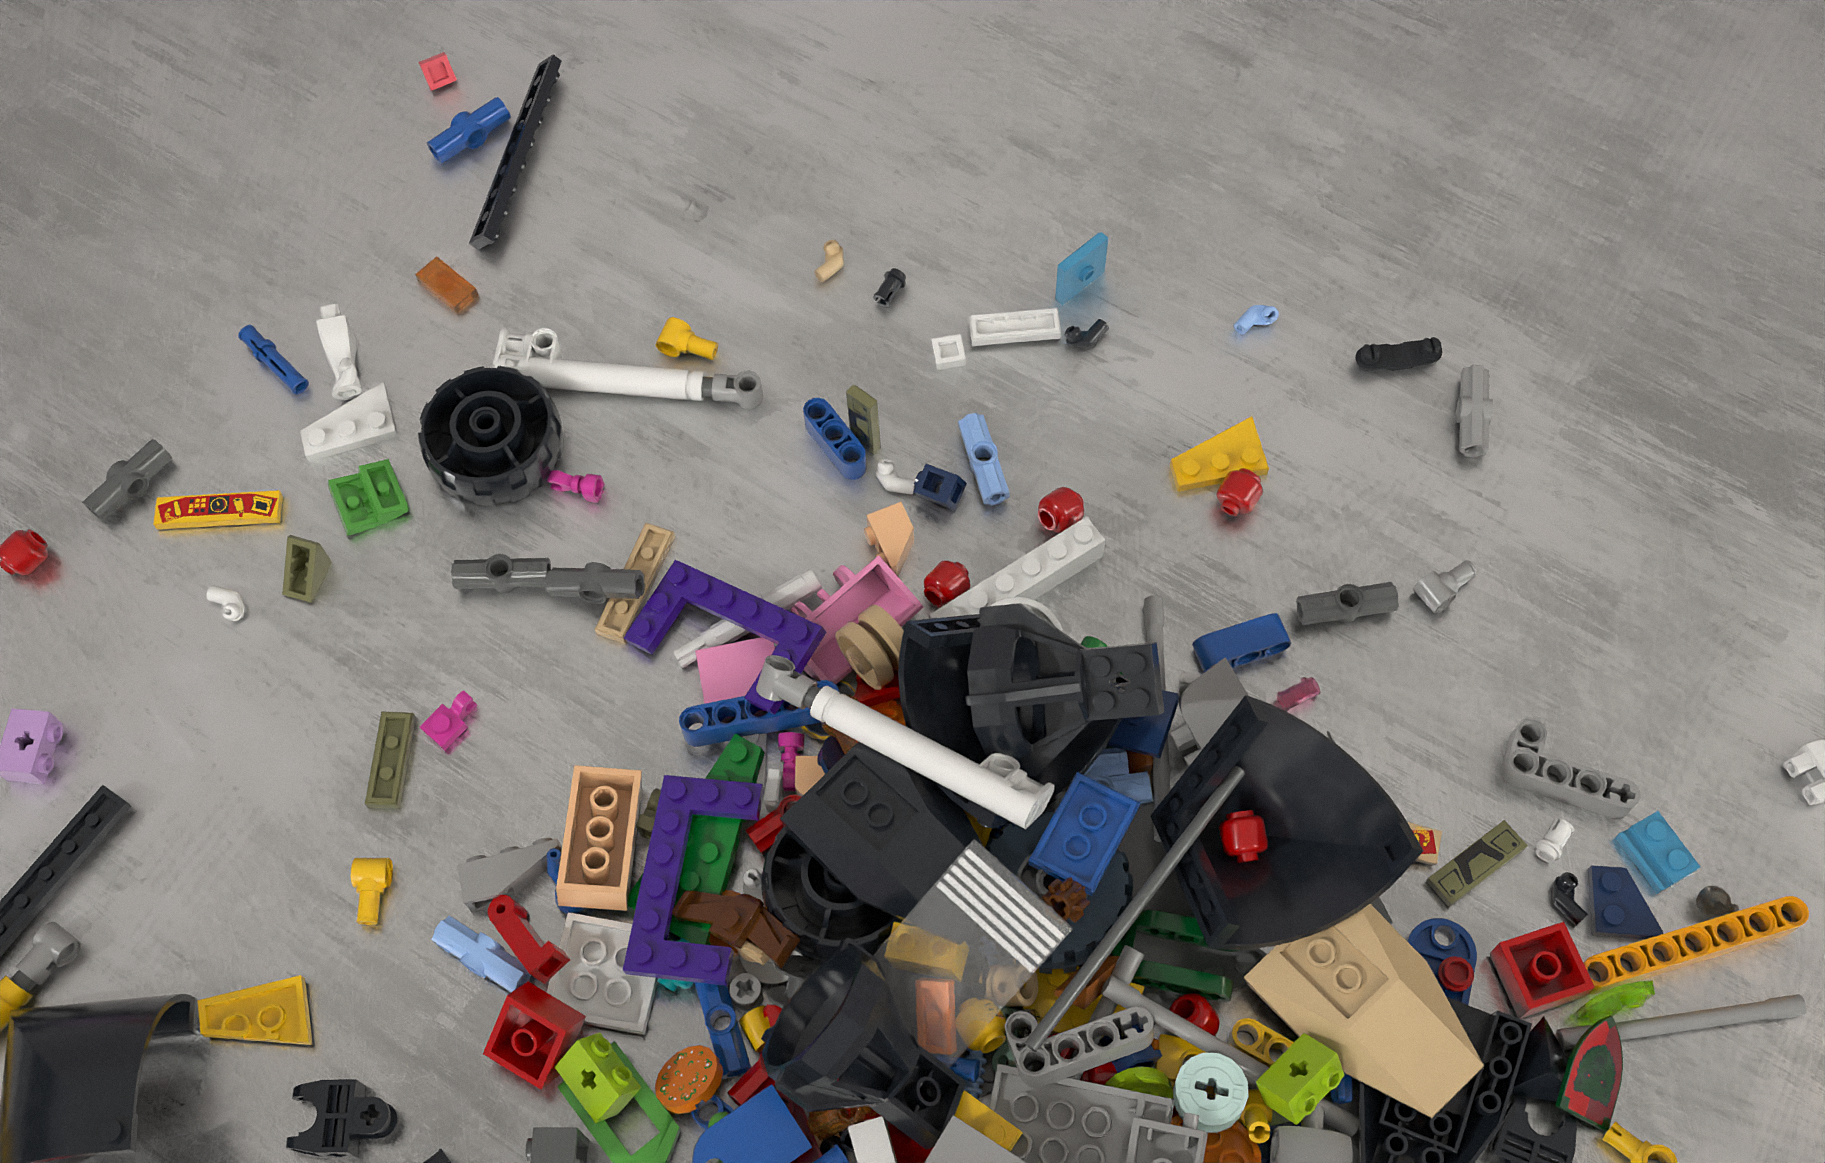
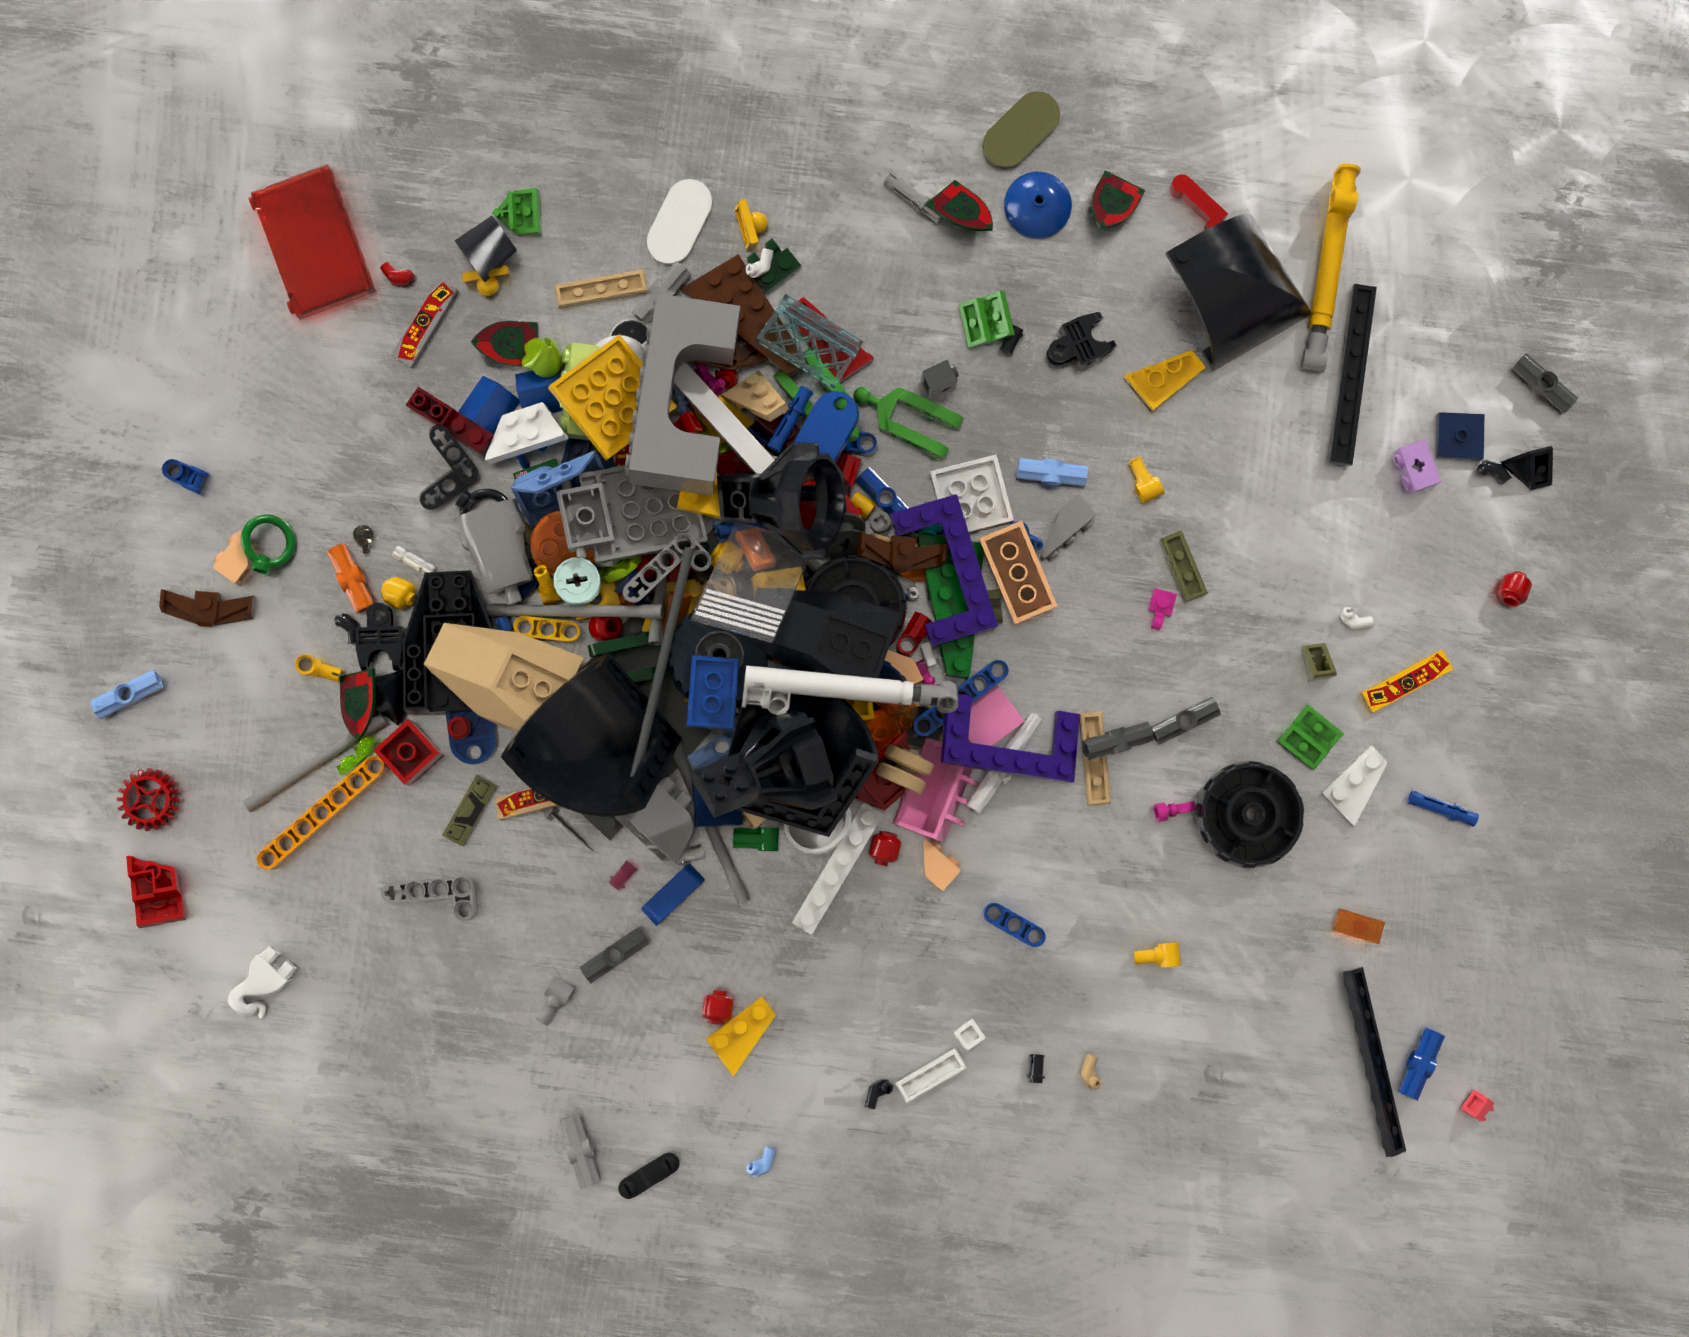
camera: 150 degrees right, 20 degrees up
(127, 480) = (1481, 672): dark grey piece -> none
(340, 351) = (1399, 834): white hips -> none
(533, 1034) = (990, 436): red brick -> none
(538, 958) = (1031, 490): red leg -> none
(551, 371) = (1258, 883): white piece -> none
(597, 1077) = (939, 429): lime brick -> none
(688, 1079) = (886, 454): orange tile -> none
(864, 418) = (995, 937): olive tile -> none
(891, 480) = (960, 912): white arm -> none
(950, 491) = (928, 912): dark blue brick -> none
(989, 472) = (893, 943): light blue piece -> none
(1060, 509) = (833, 939): red head -> none
(1067, 899) = (704, 641): reddish brown gear -> none
(1081, 268) = (901, 1140): dark azure plate -> none
(1243, 835) = (617, 744): red head -> none
(1300, 1078) = (537, 605): lime brick -> none
(1550, 847) = (426, 846): white pin -> none
(1563, 897) = (408, 810): black arm -> none
(1618, 905) = (373, 822): dark blue wing -> none
(1657, 852) = (359, 869): dark azure plate -> none
(1715, 902) = (315, 849): clear smoke piece -> none

